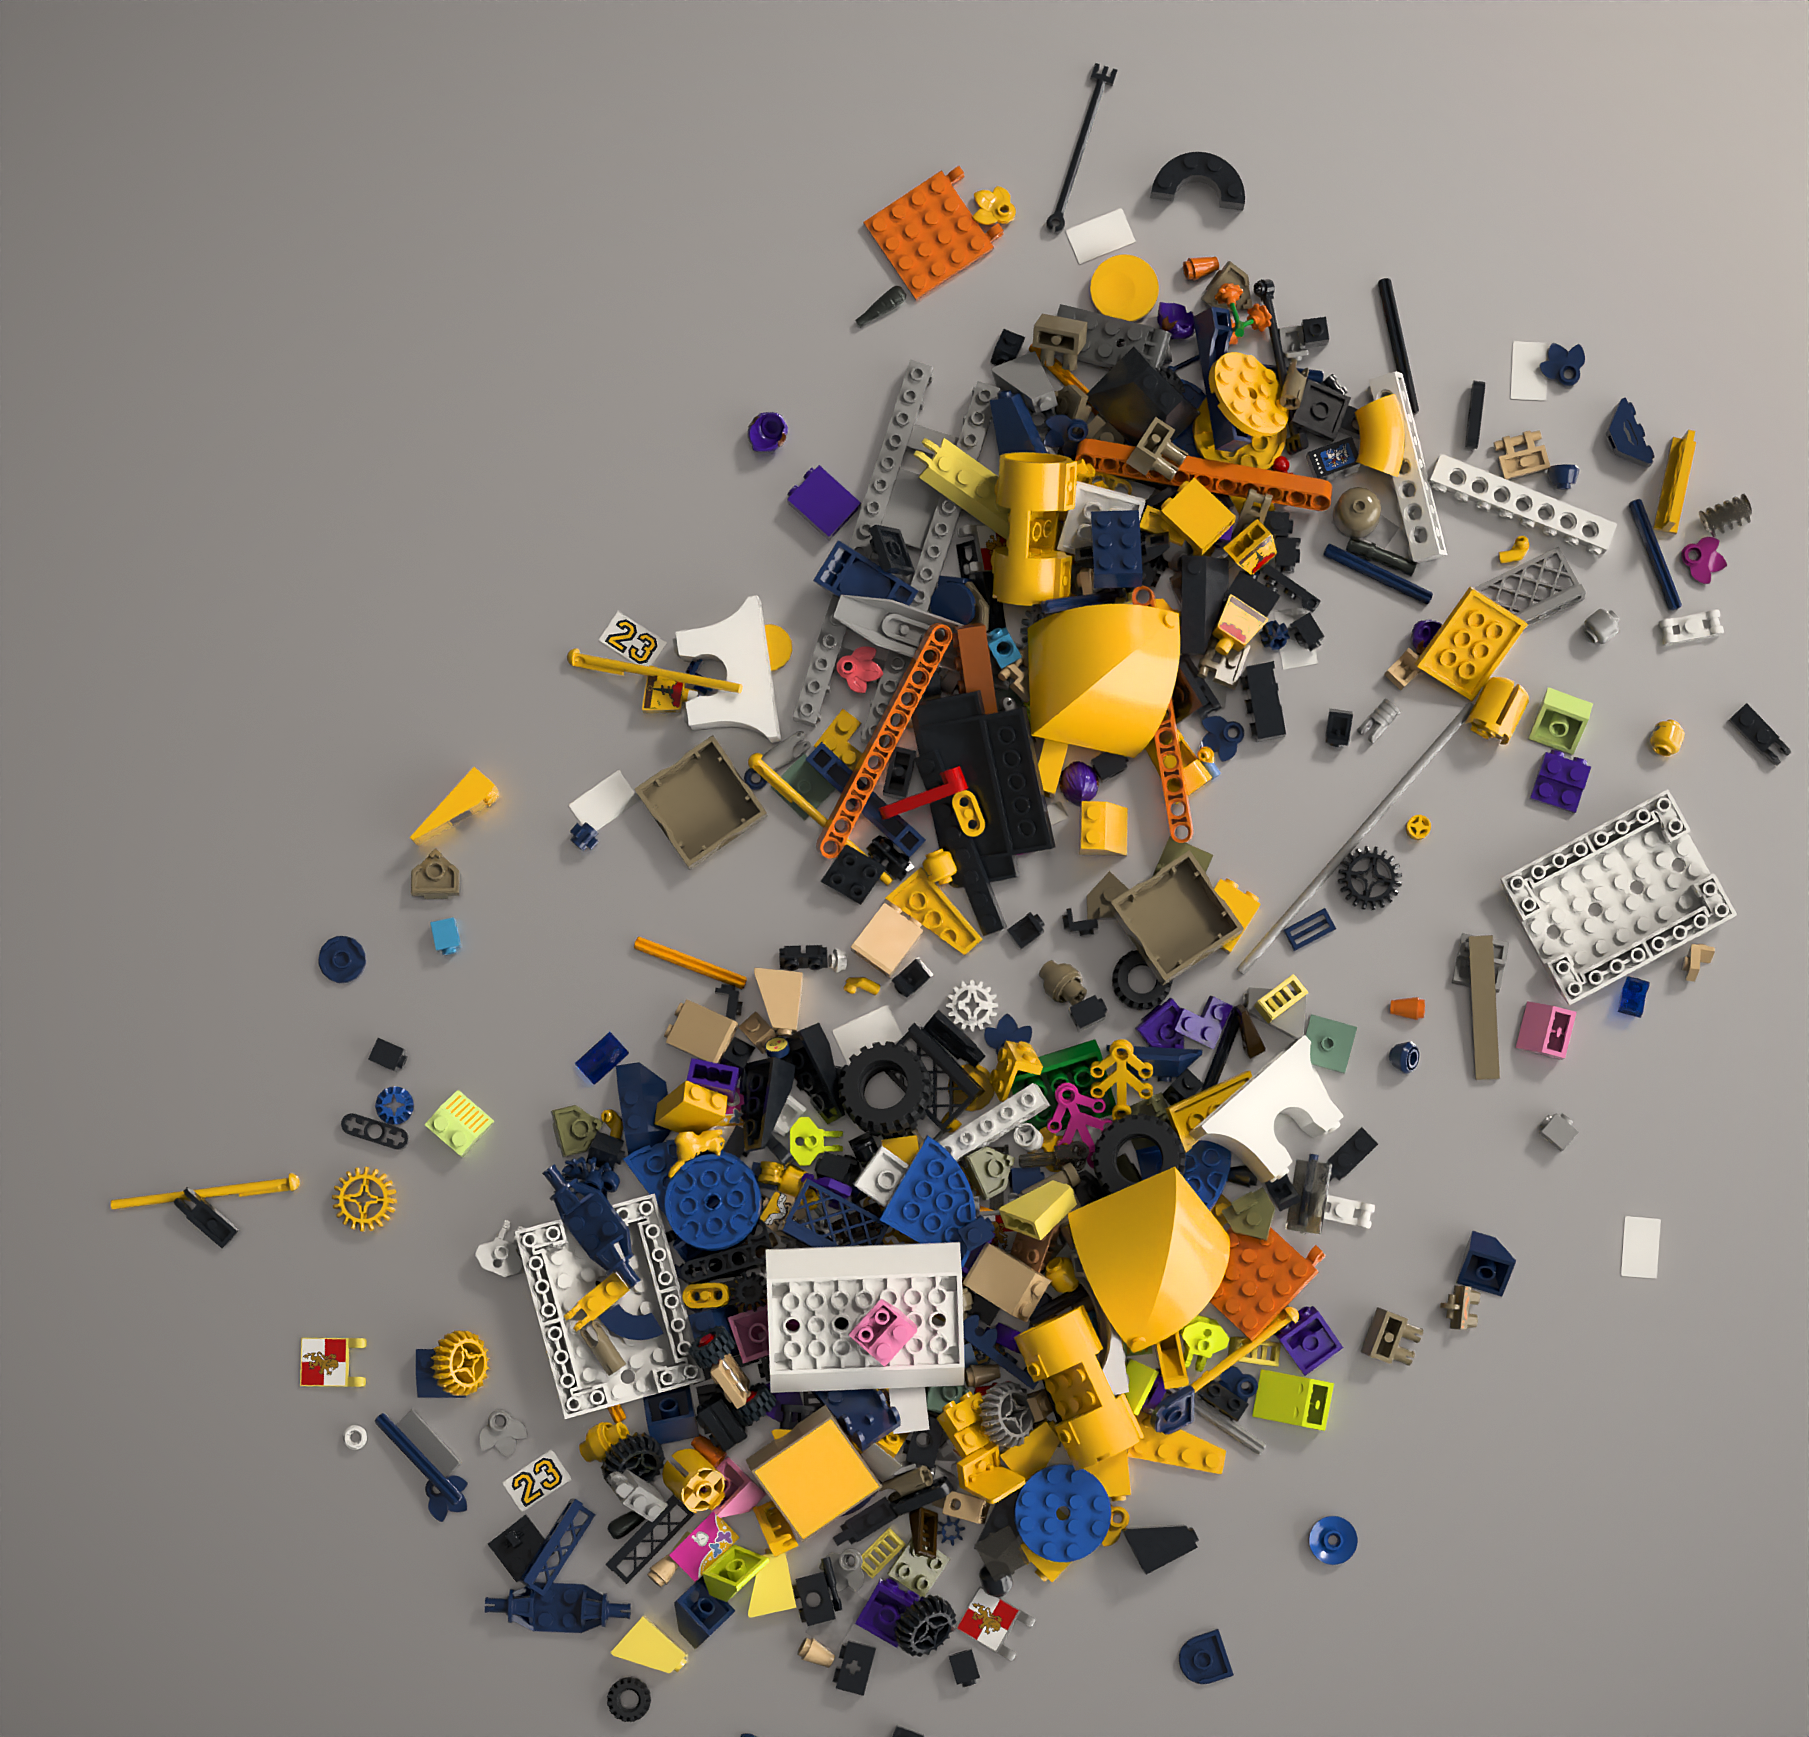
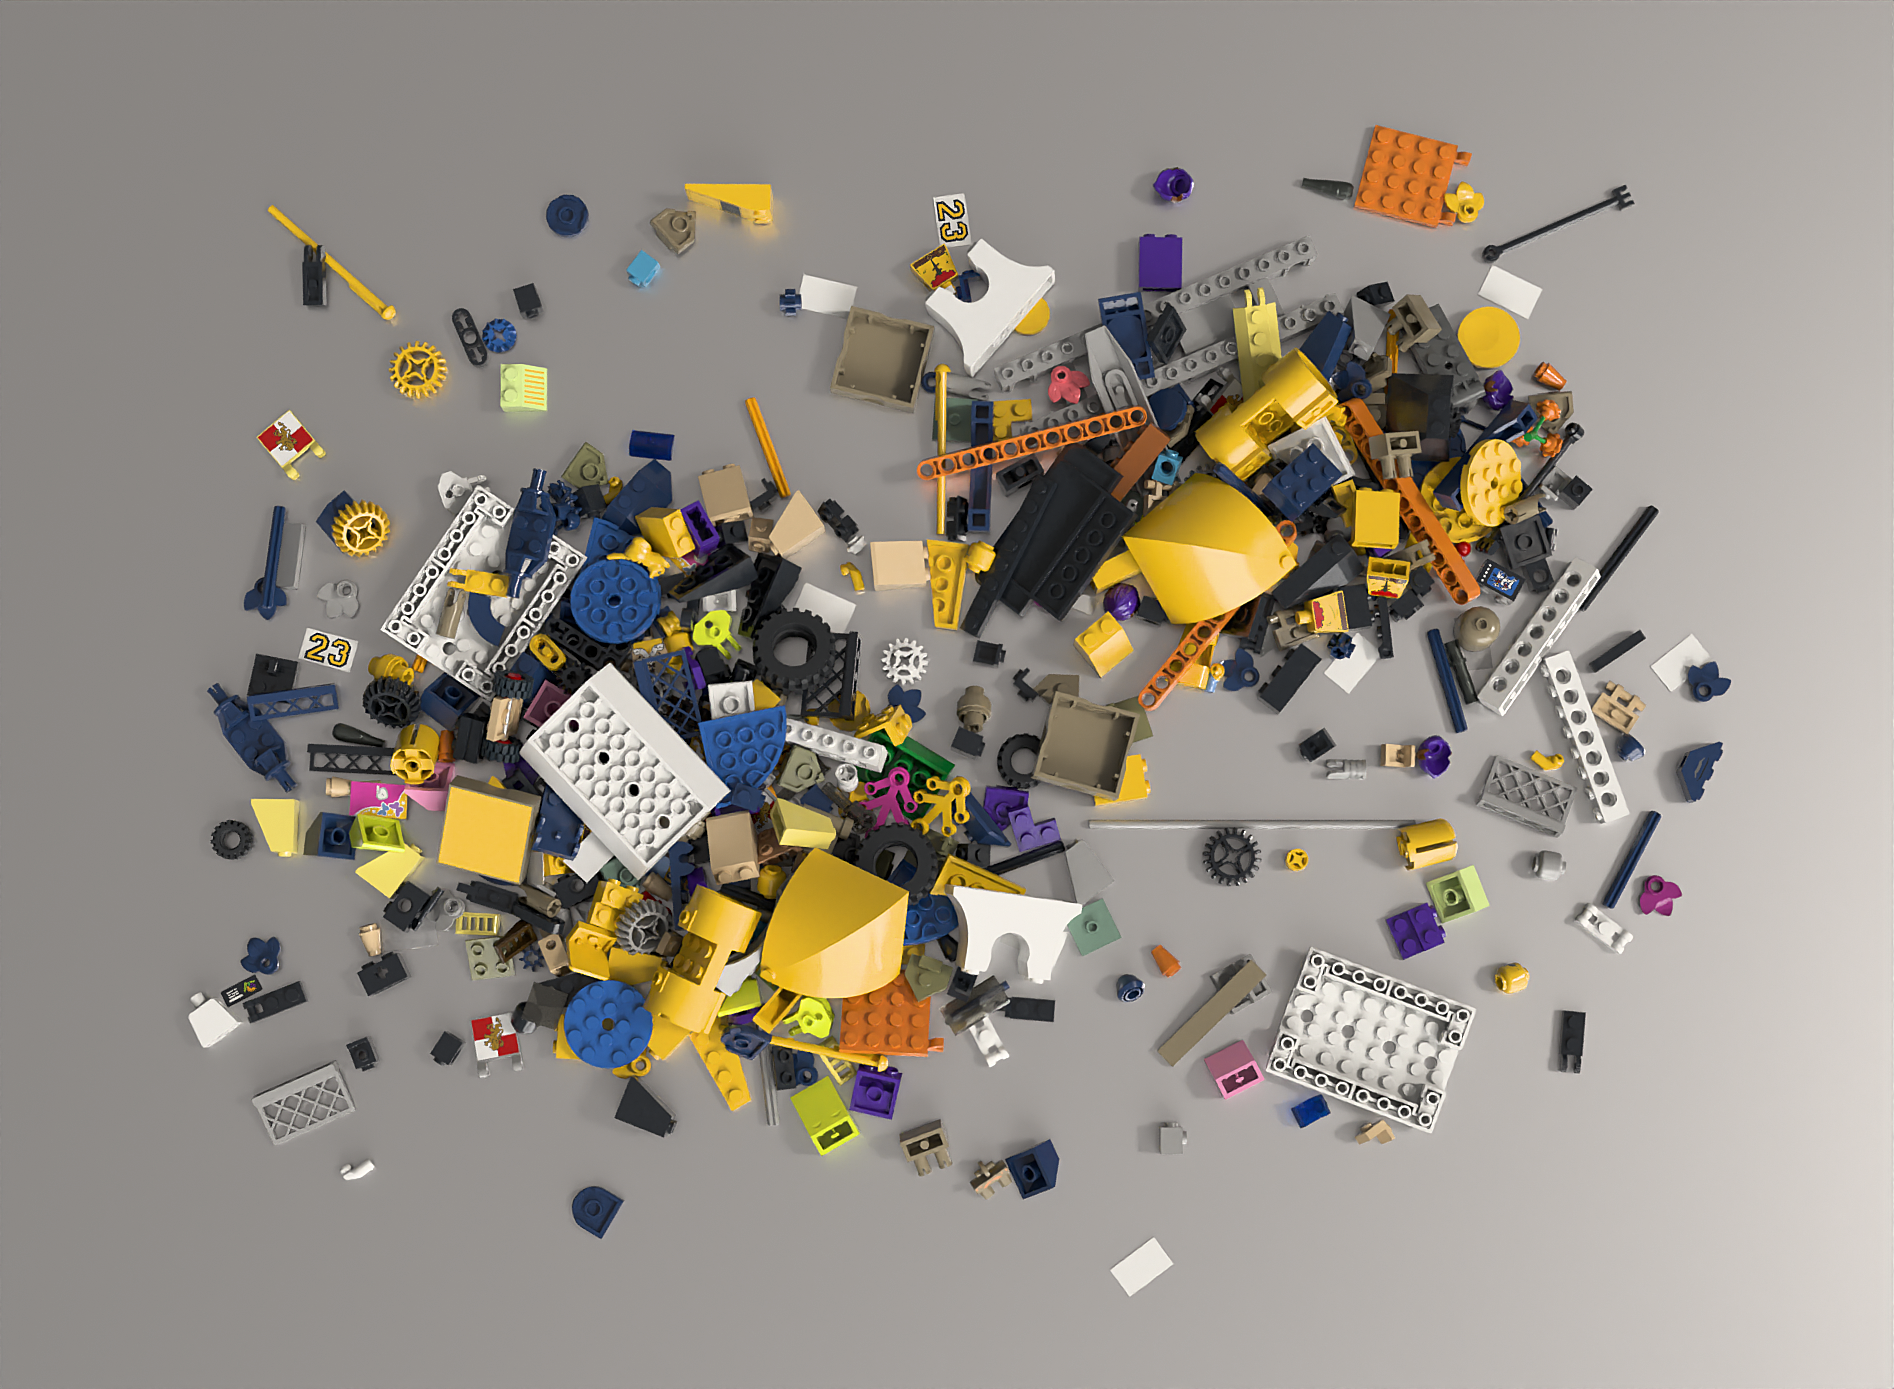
camera: 50 degrees right, 0 degrees up
(347, 1437) = (246, 503): white plate -> none
(618, 667) = (906, 192): yellow bar -> none
(637, 1494) = (371, 723): light grey hinge -> none
(775, 1528) = (428, 837): yellow hinge -> none
(777, 1047) = (759, 554): tile -> none
(854, 874) = (923, 502): black hinge -> none
(883, 1331) = (621, 790): bright pink slope -> none
(884, 1609) = (441, 964): dark purple plate -> none
(912, 978) = (887, 604): black bracket -> none
(924, 1625) = (451, 996): black gear -> none
(953, 783) = (1043, 512): red beam -> none
(953, 1039) = (871, 669): black hinge -> none
(968, 813) = (1032, 542): yellow plate -> none
(1200, 168) = (1616, 315): black brick -> none
(1250, 1038) = (1048, 871): dark brown slope -> none
(1266, 1012) = (1075, 863): light yellow slope -> none
(1291, 939) = (1177, 853): dark blue tile -> none
(1307, 632) = (1363, 666): black brick -> none
(1345, 1544) = (752, 1239): blue dish -> none
(1381, 435) = (1545, 596): yellow brick -> none
(1471, 643) = (1455, 784): yellow plate -> none
(1675, 483) = (1694, 830): yellow fence -> none
(1726, 515) = (1703, 884): clear smoke piece -> none

